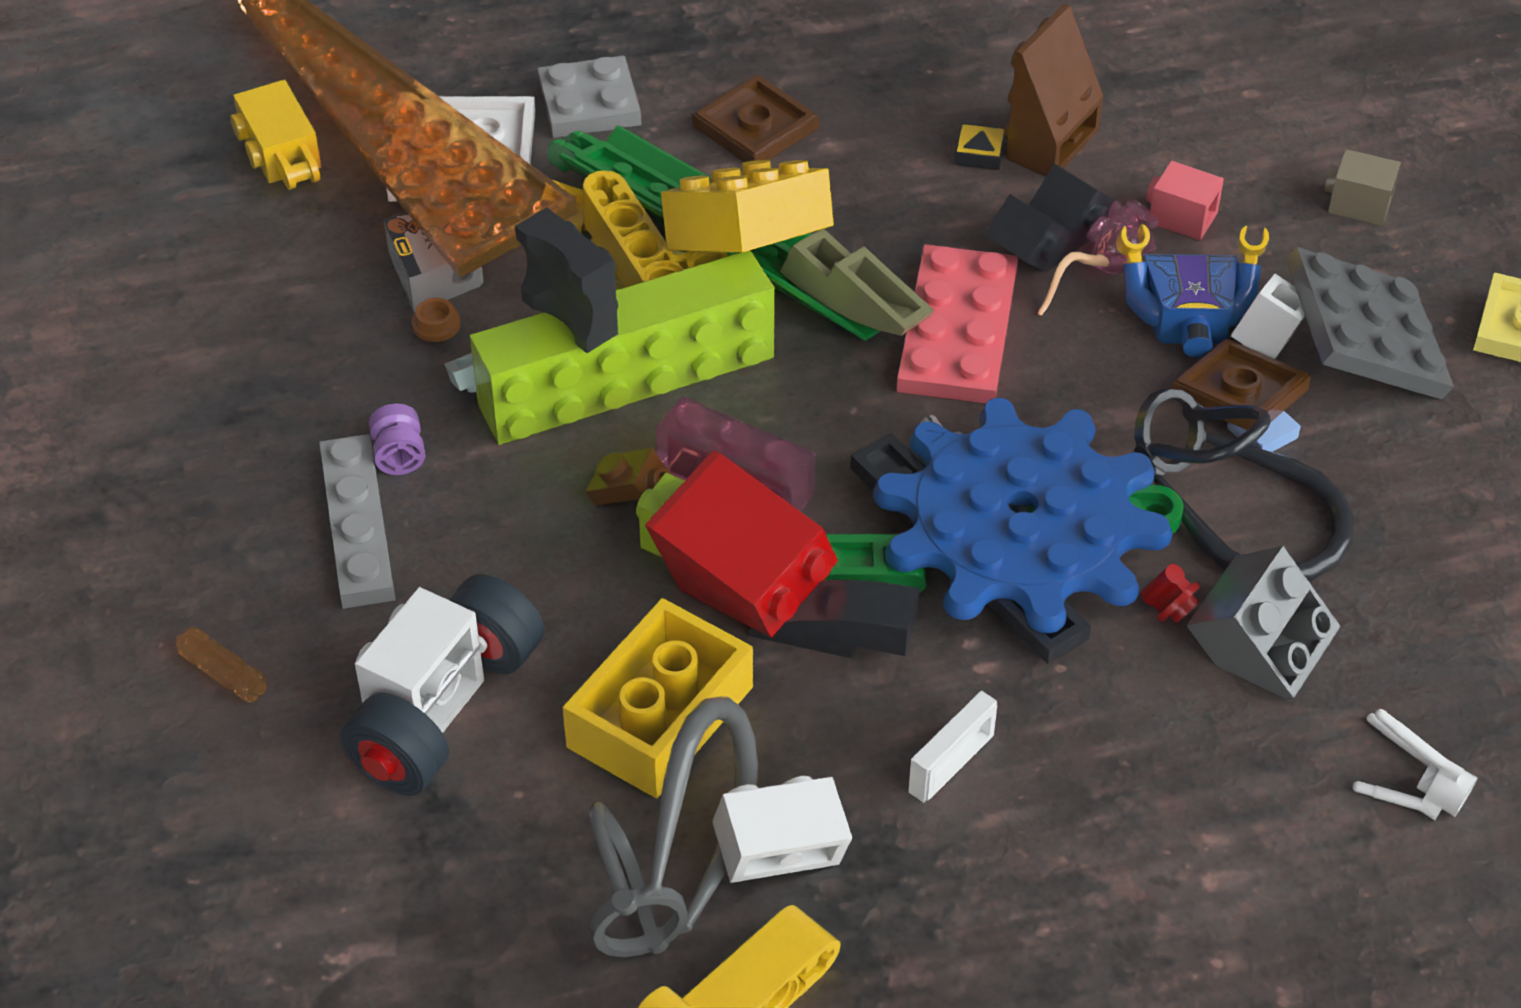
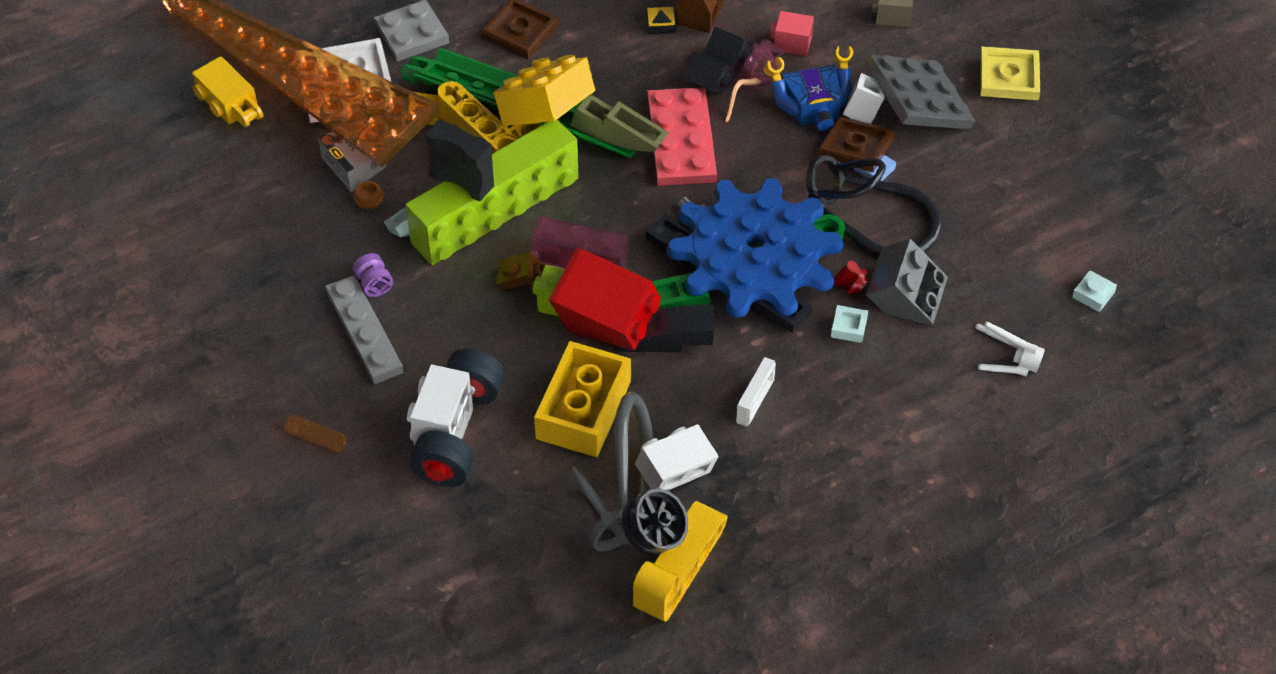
camera: 15 degrees left, 5 degrees up
(701, 922) = (667, 512): none -> black wheel
(1147, 668) = (849, 324): none -> light aqua plate

